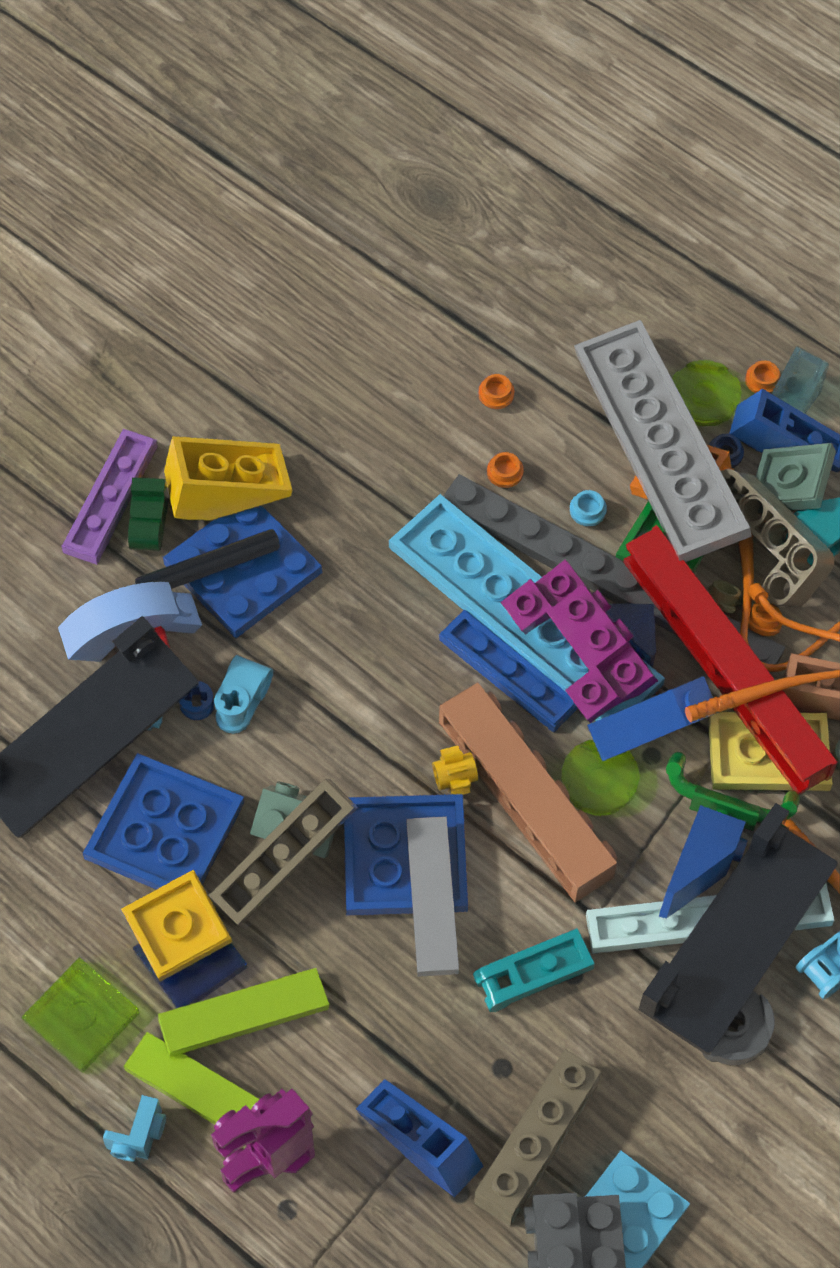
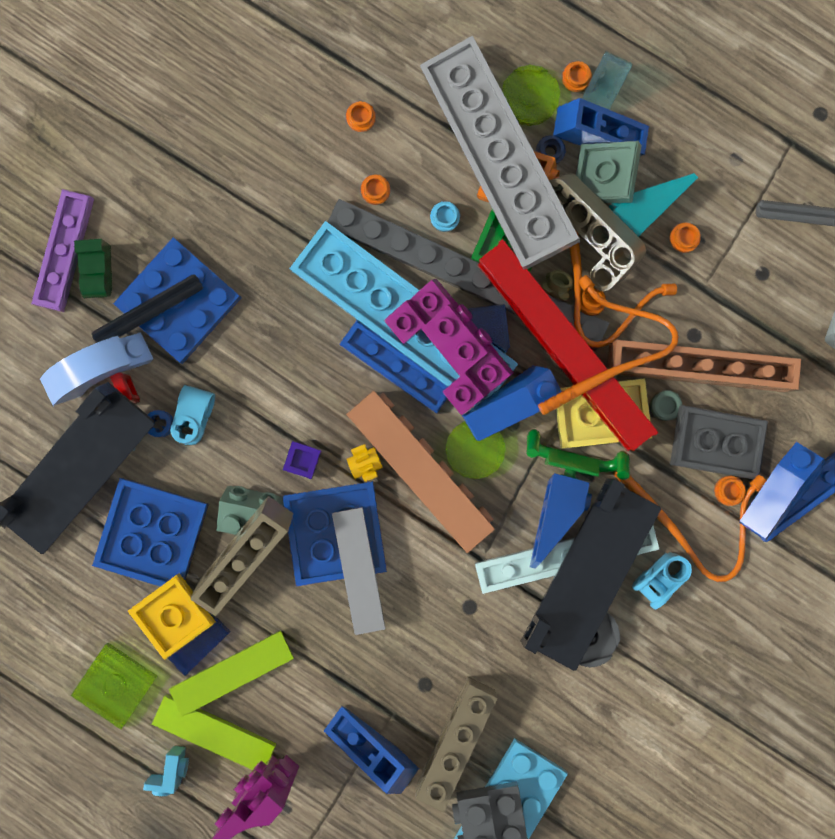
camera: 10 degrees left, 25 degrees up
(223, 476) = (149, 228): yellow slope -> none
(374, 761) = (302, 460): none -> dark purple plate
(534, 969) = (441, 612): teal plate -> none

